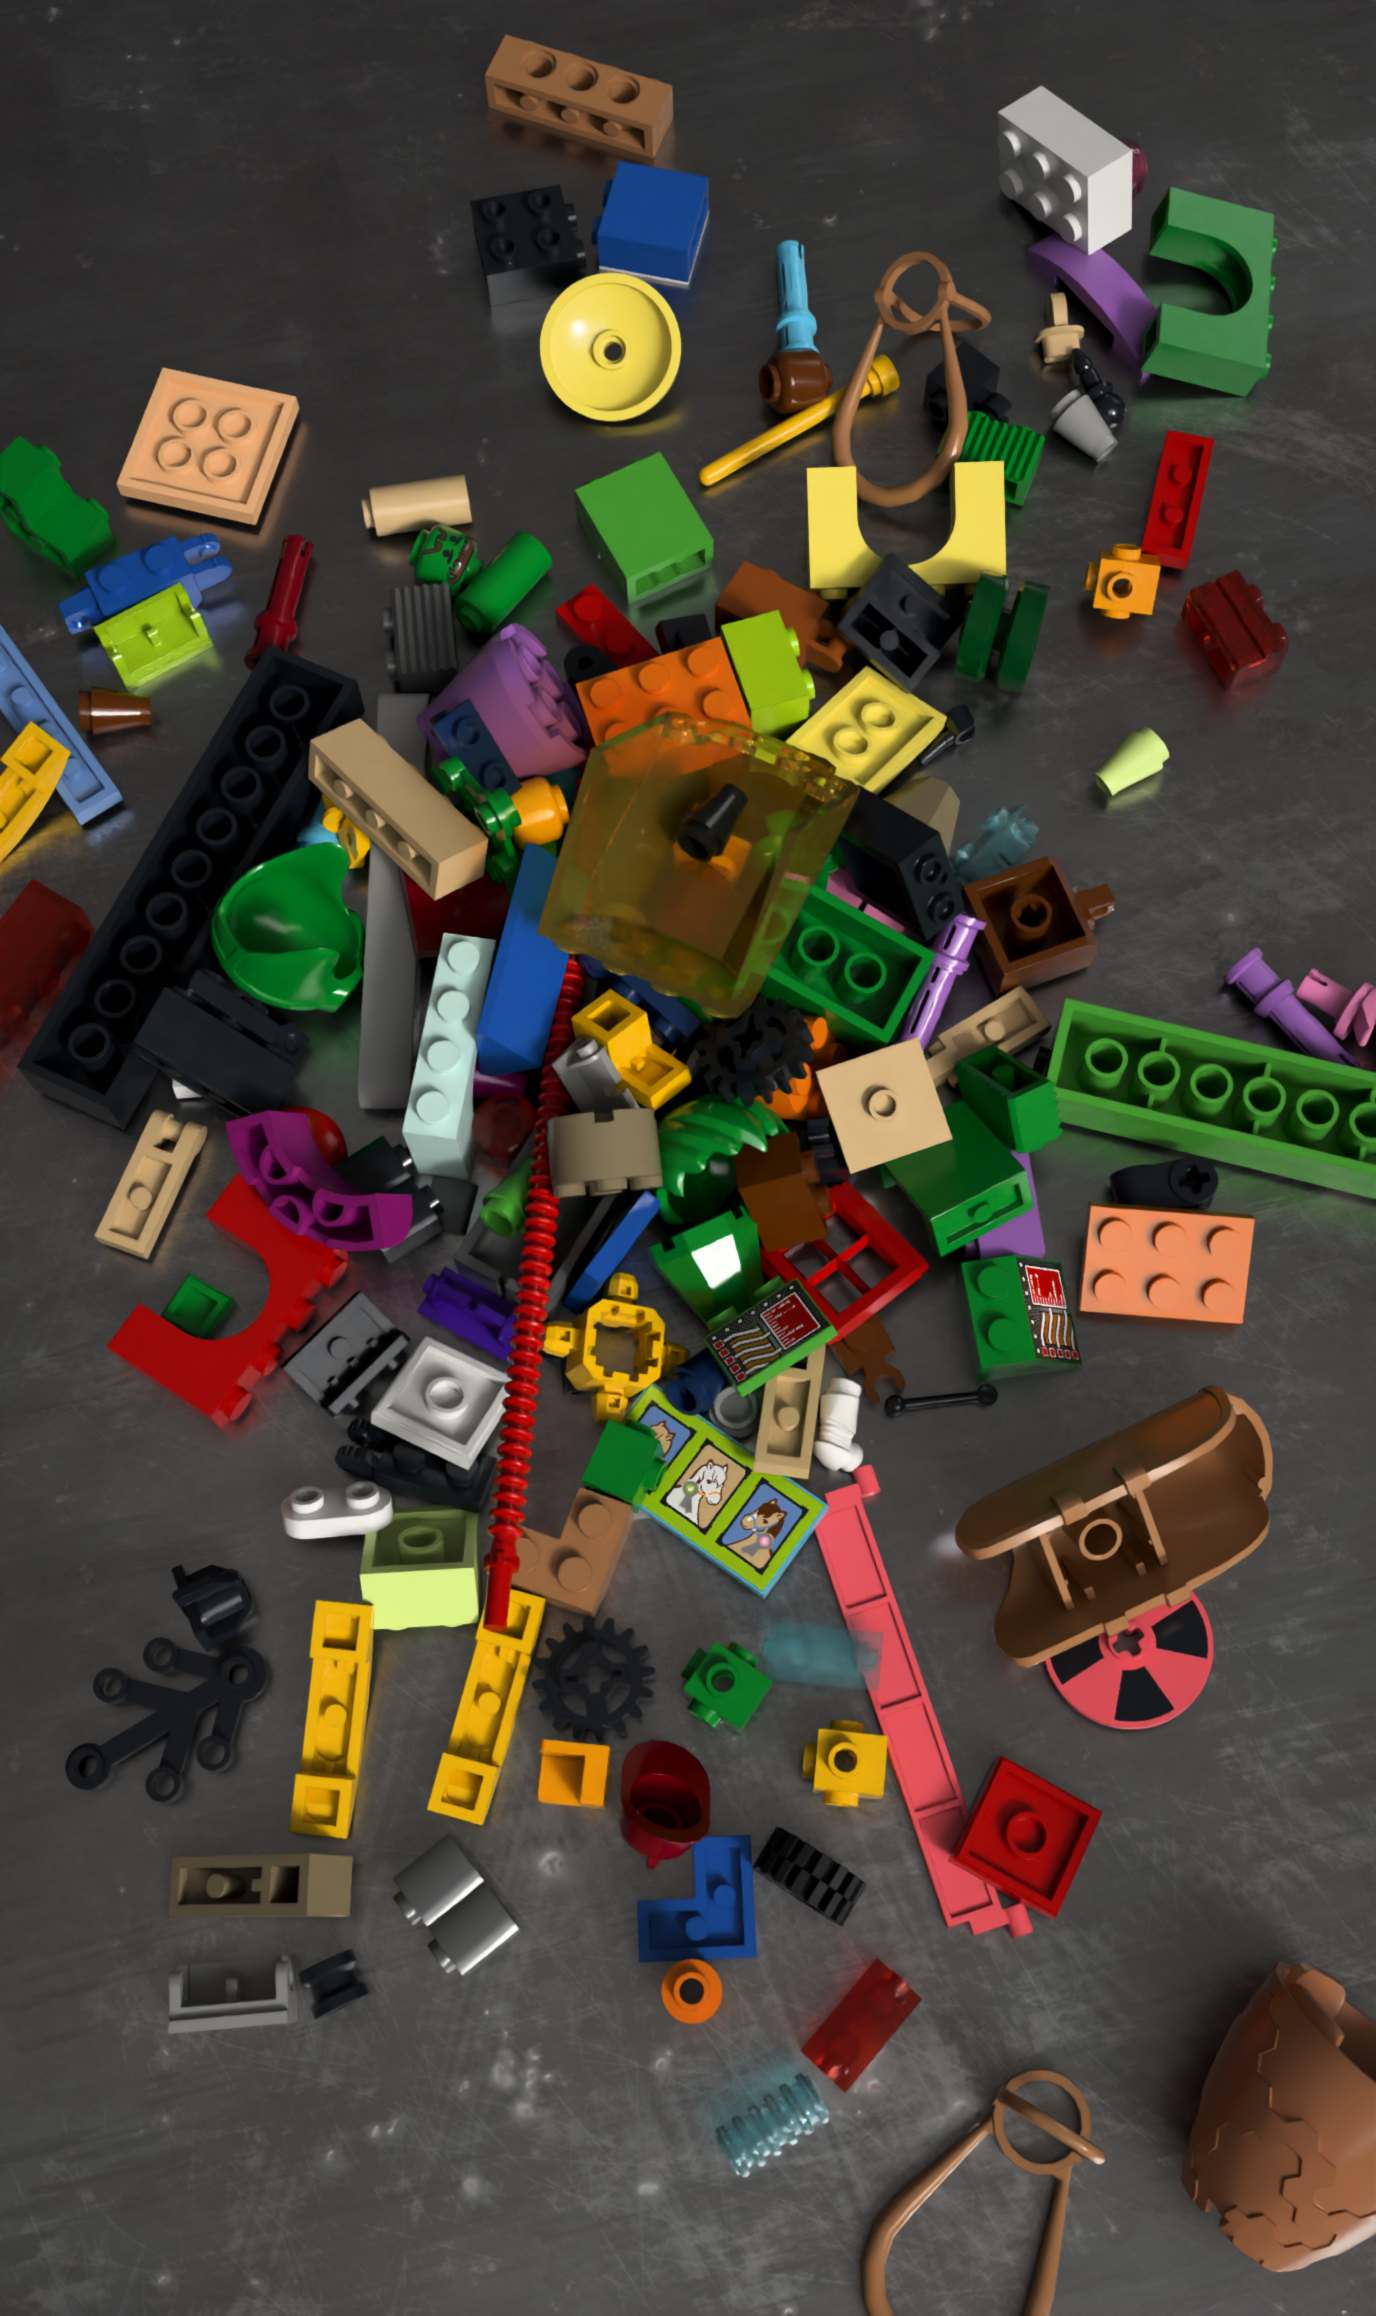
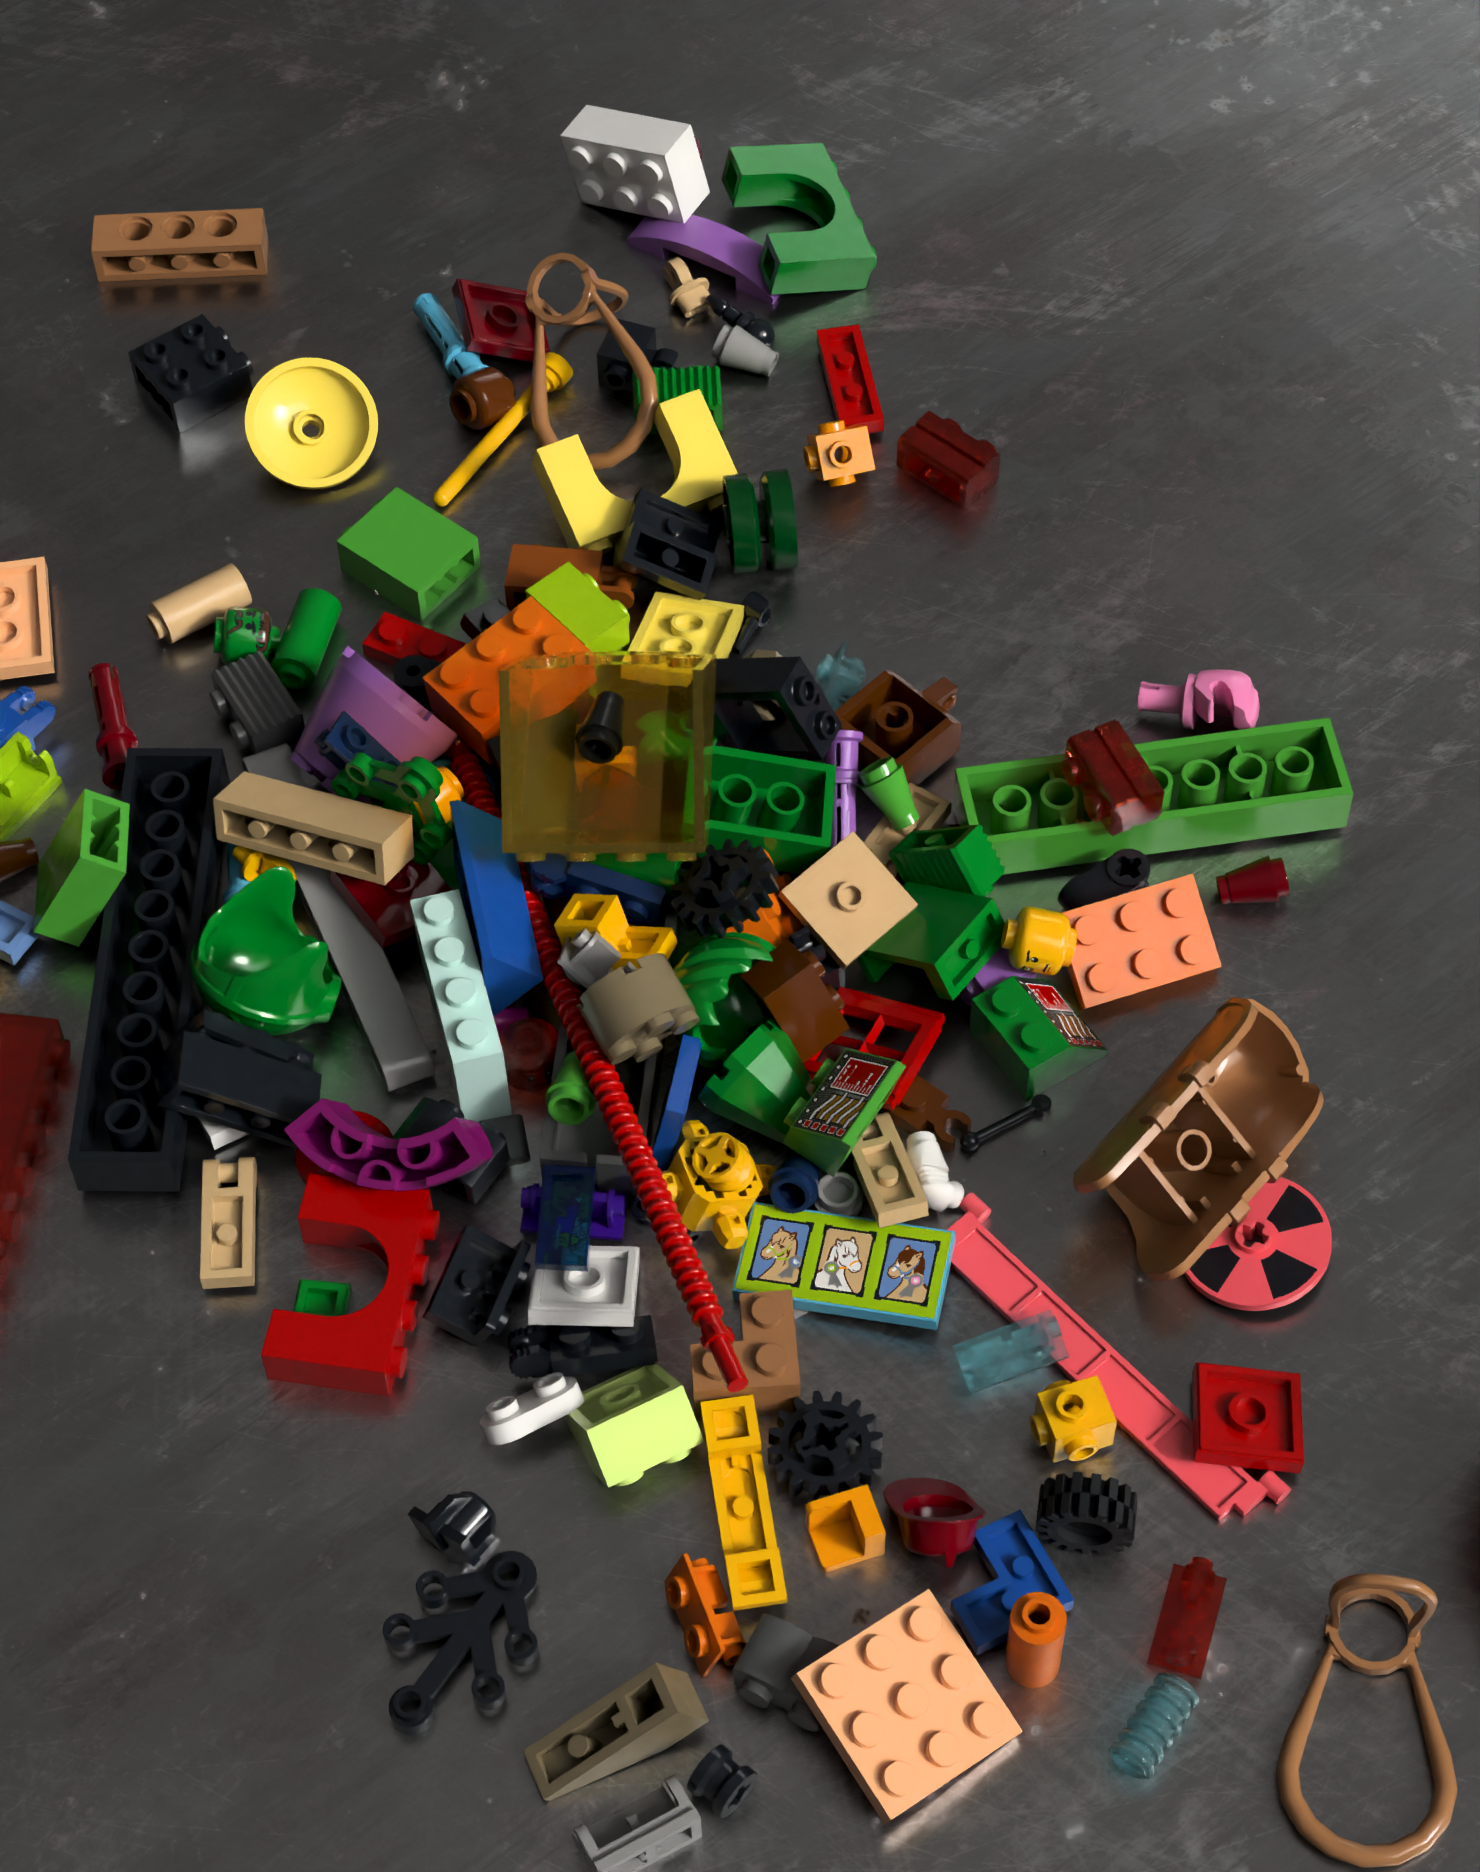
camera: 25 degrees left, 15 degrees down
(168, 757) = (81, 867): none -> bright green brick
(334, 1719) = (612, 1568): yellow slope -> none
(394, 1820) = (693, 1593): none -> orange hinge
(453, 1328) = (565, 1218): none -> clear blue tile
(539, 1996) = (906, 1705): none -> light nougat plate
(613, 1342) = (723, 1150): none -> yellow wheel
(626, 1463) = (769, 1259): green brick -> none
(651, 222) = (294, 317): blue piece -> none
(730, 1707) = (940, 1403): green brick -> none
(842, 297) = (495, 320): none -> dark red plate
(986, 993) = (889, 790): none -> bright green cone
(1057, 1231) = (1039, 940): none -> yellow head
(1132, 761) = (915, 584): yellowish green cone -> none
(1218, 1081) = (1112, 778): none -> clear red brick
(1276, 1000) = (1101, 708): medium lavender pin -> none
(1321, 1244) = (1254, 883): none -> dark red cone

